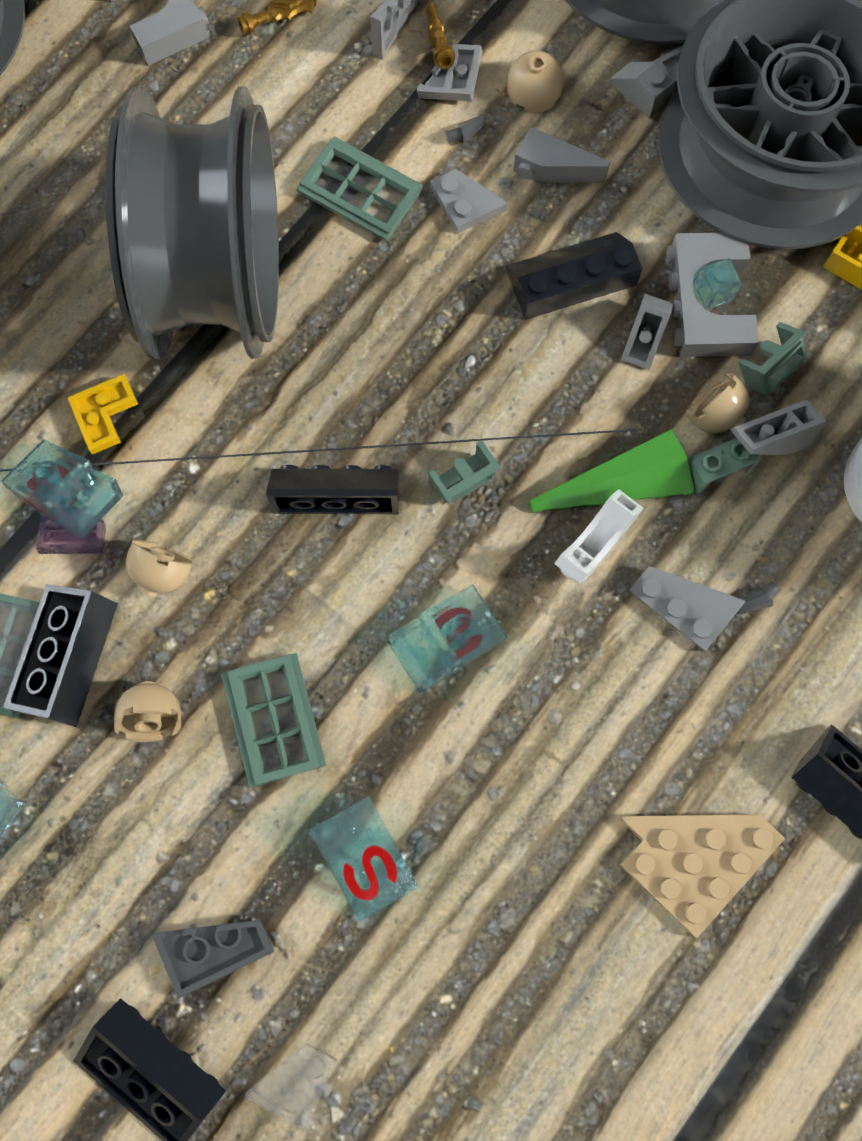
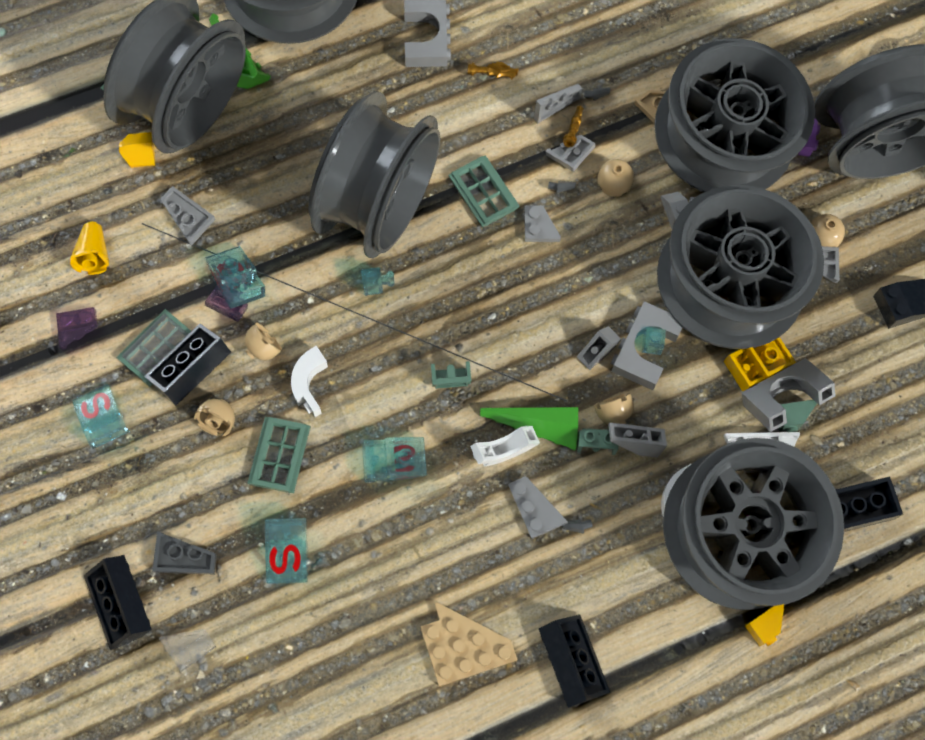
camera: 25 degrees right, 5 degrees down
(96, 405) = (276, 241): yellow plate -> none
(243, 575) = (304, 370): none -> white arch
(274, 393) = (374, 280): none -> clear light blue brick
(334, 490) = (377, 349): black slope -> none
(556, 161) = (600, 227): light grey slope -> none
(574, 274) = (576, 296): black slope -> none
(781, 362) = (661, 401): sand green window -> none

